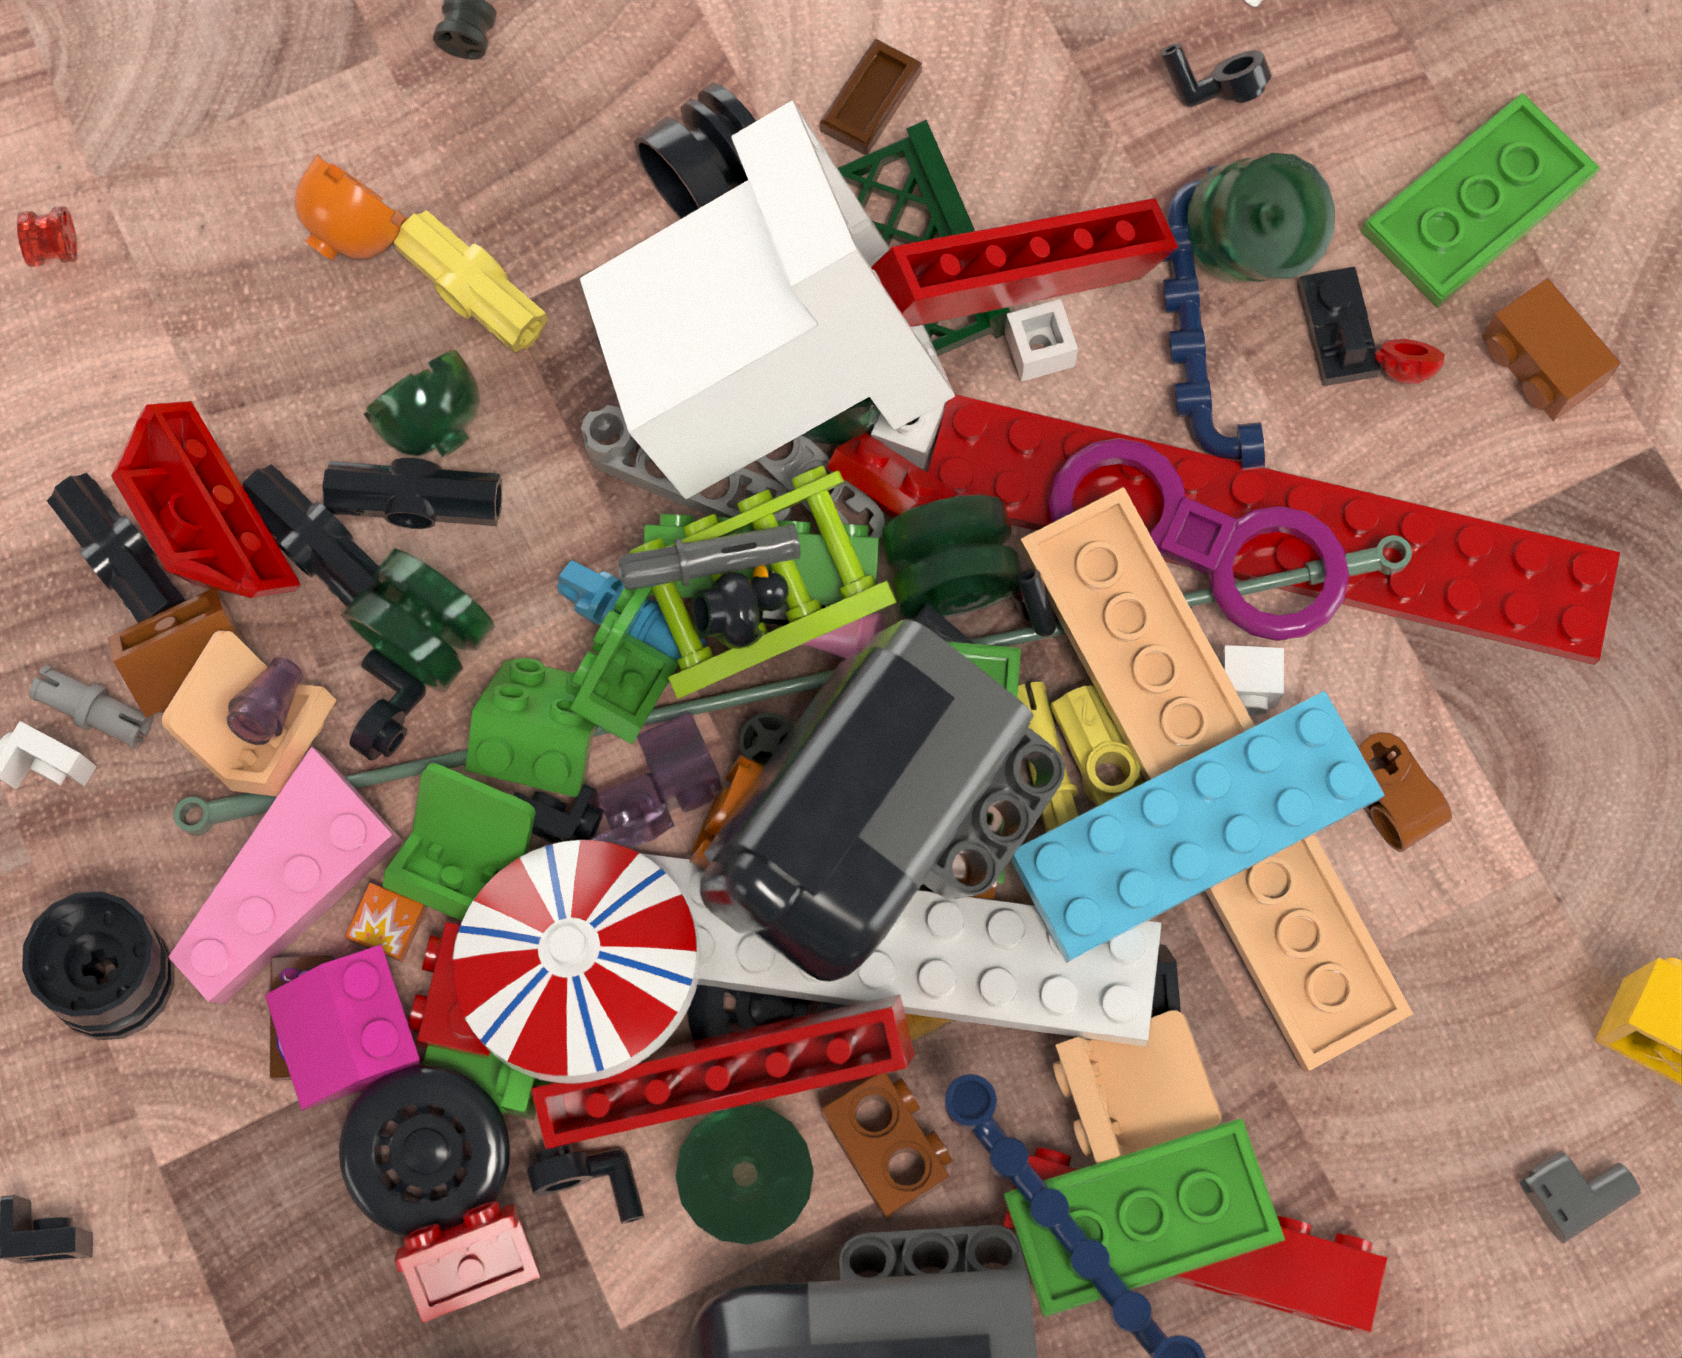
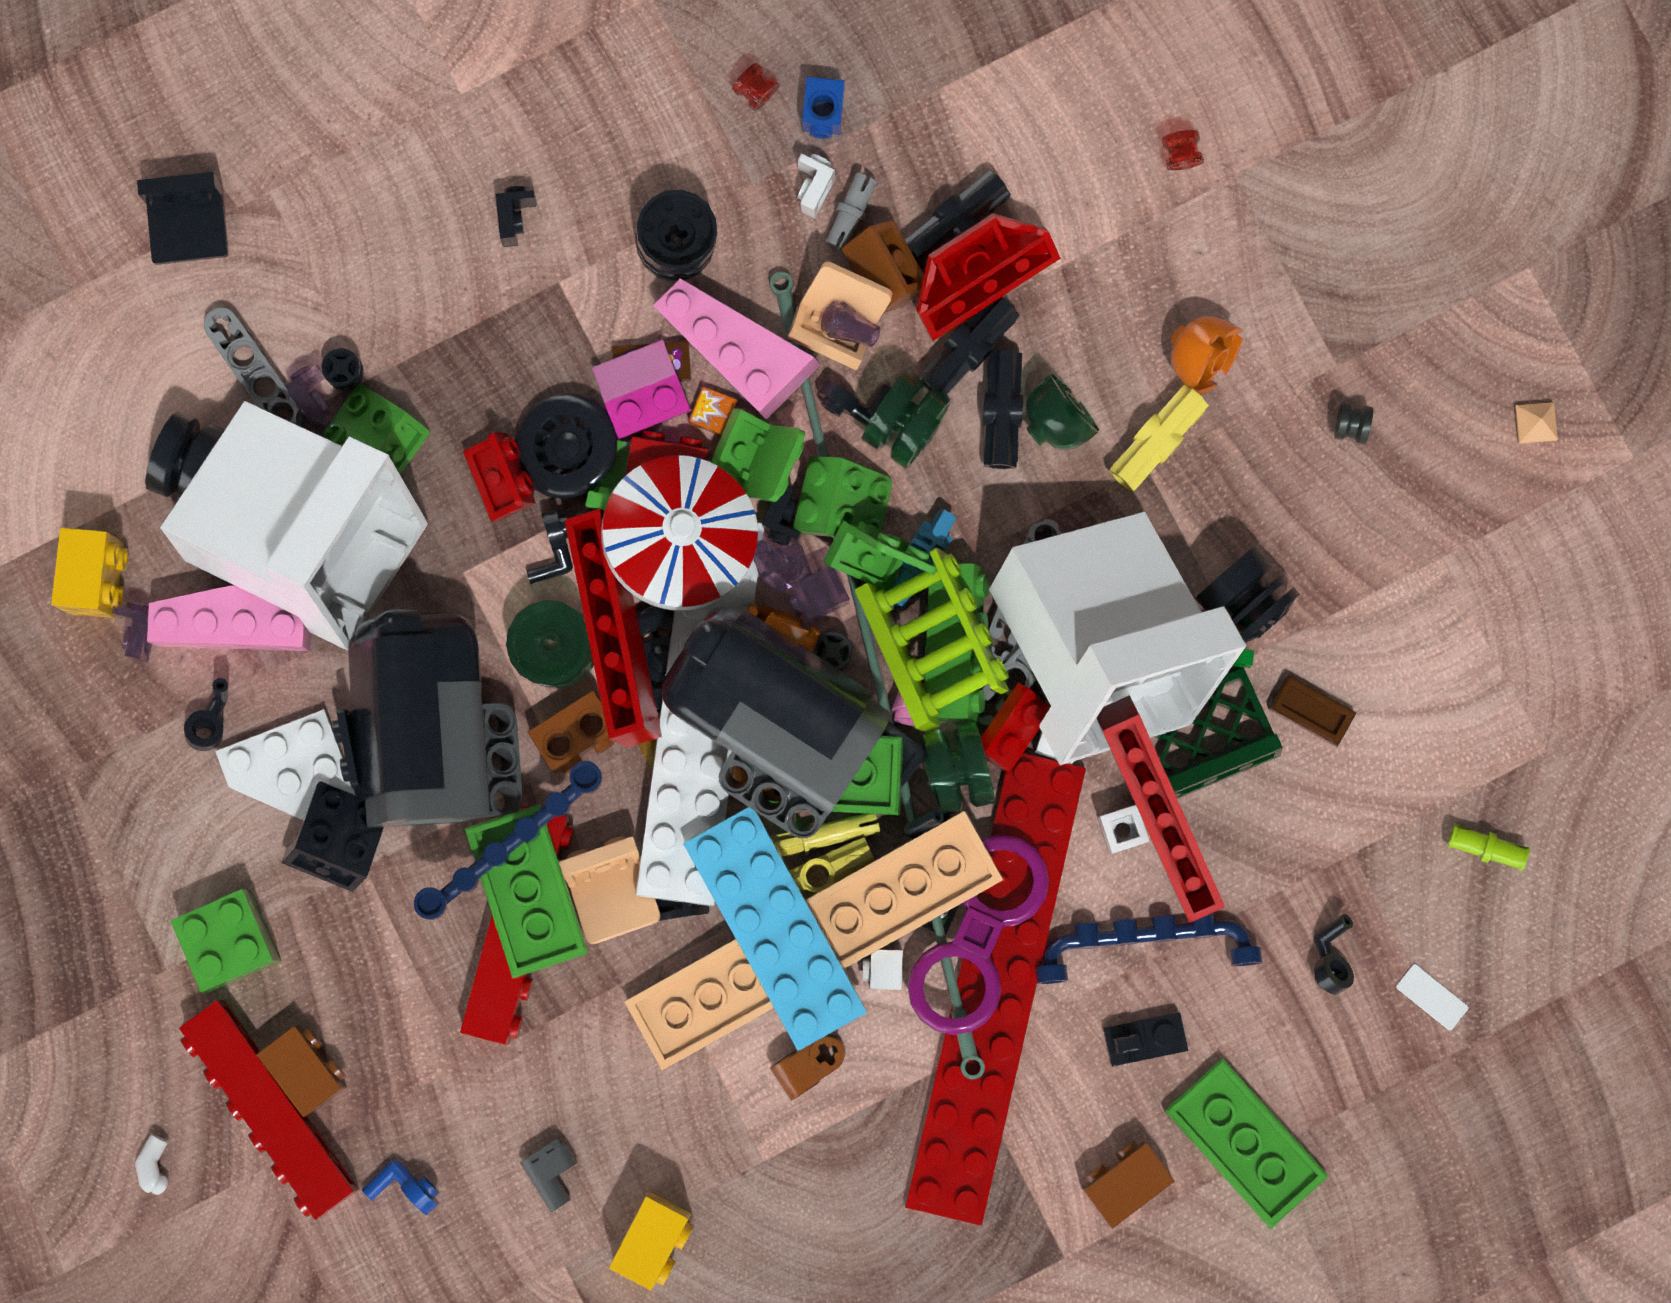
camera: 90 degrees right, 10 degrees up
(709, 557) = (939, 601): dark grey axle -> none
(733, 606) = (909, 620): black animal -> none
(1261, 218) = (1211, 980): clear green wheel -> none
(1409, 360) = (1119, 1086): red animal -> none

